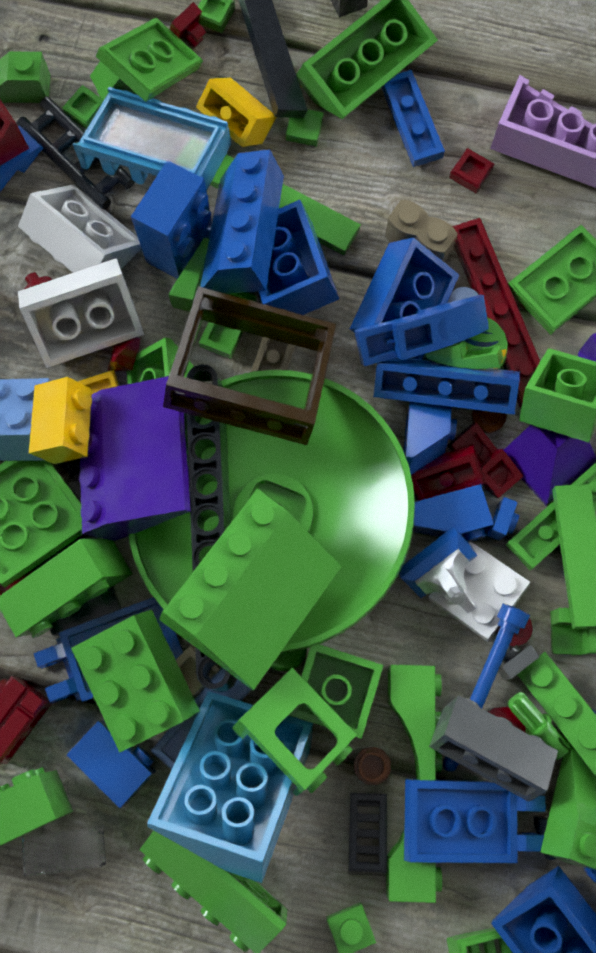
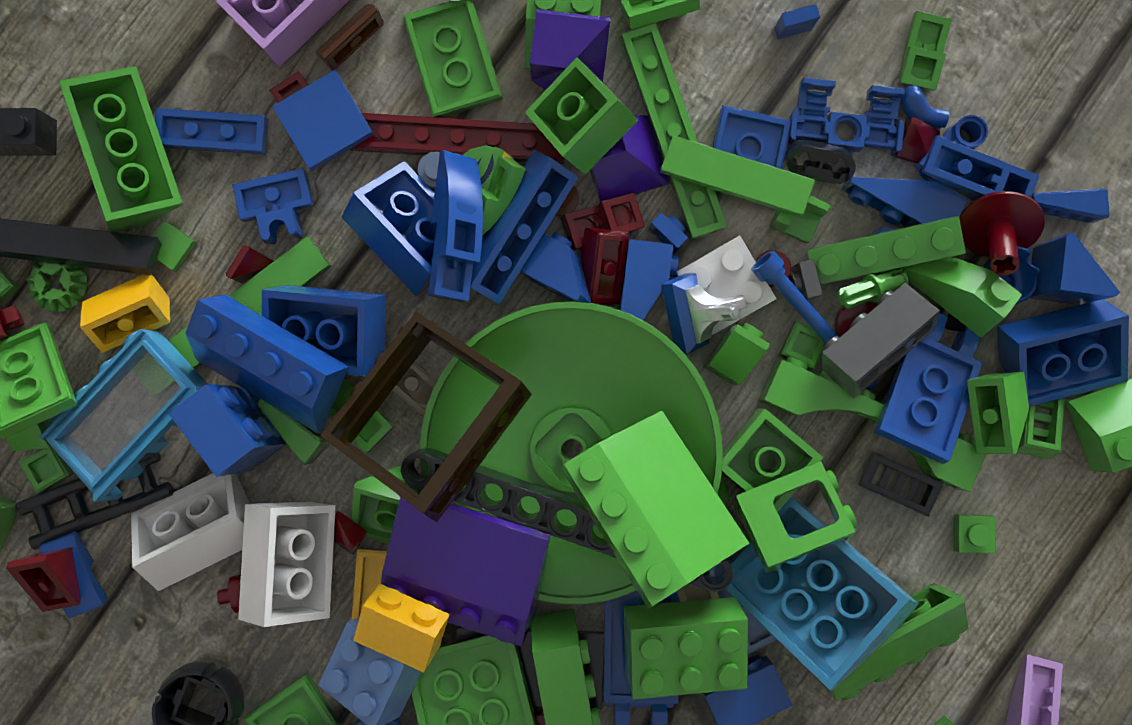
camera: 70 degrees left, 10 degrees up
(223, 59) = (57, 300): none -> bright green gear
(316, 186) = (247, 264): none -> dark red slope
(372, 766) = (843, 454): reddish brown plate -> none
(374, 187) = (274, 202): none -> blue plate
(412, 221) = (334, 185): dark tan brick -> none
(422, 622) = (737, 353): none -> bright green slope
(456, 683) = (803, 344): none -> bright green tile
(463, 196) = (323, 120): none -> blue tile
(478, 894) = (998, 411): none -> bright green slope
(542, 193) = (350, 36): none -> reddish brown slope

